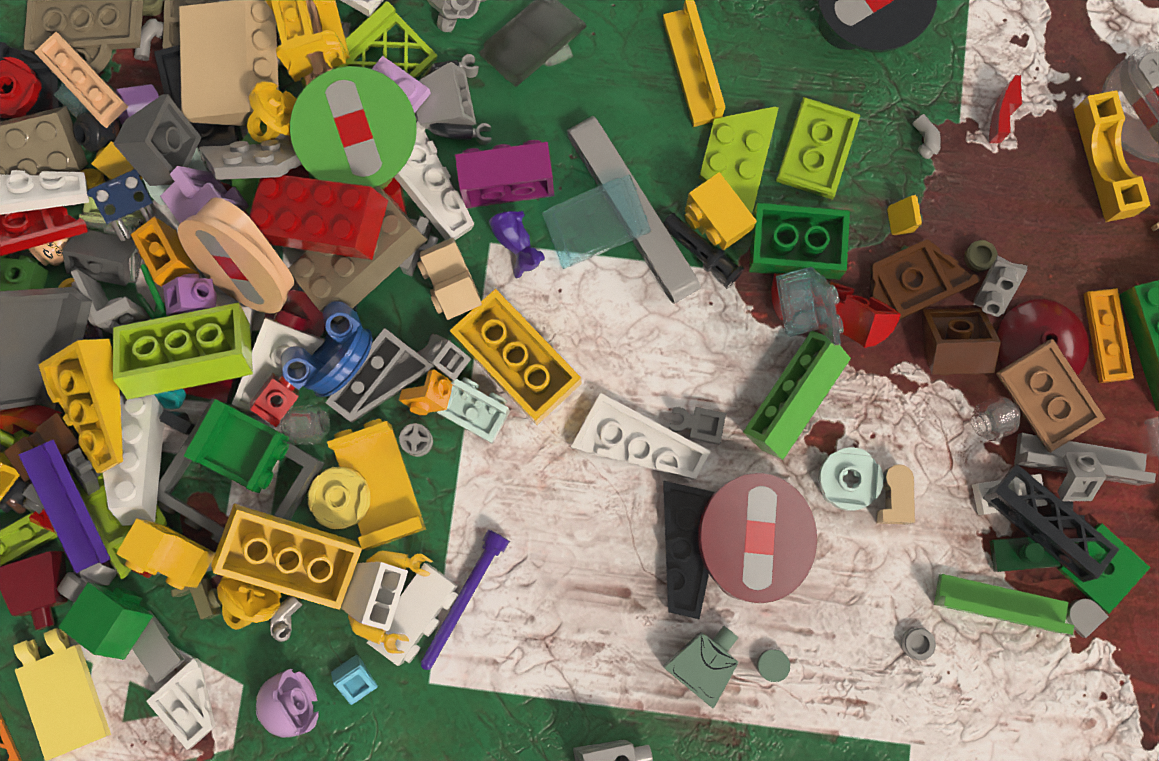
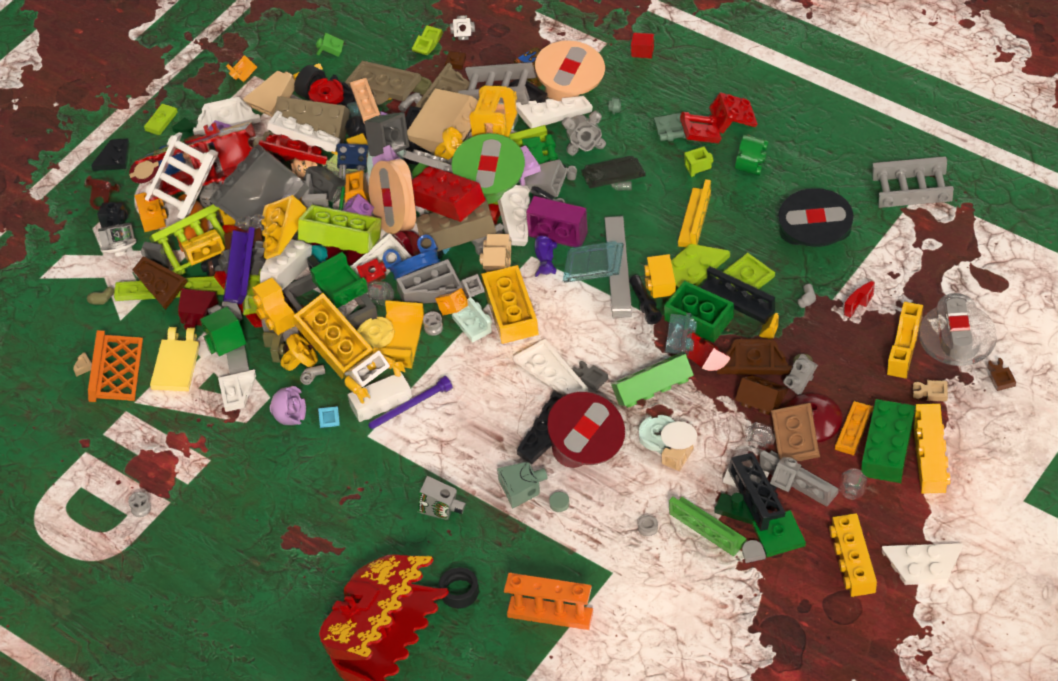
camera: 30 degrees right, 30 degrees down
(32, 404) = (247, 221): none -> clear plate
(393, 47) = (536, 147): none -> green plate
(840, 187) = (750, 305): none -> black fence
(890, 477) = (679, 435): none -> white sticker

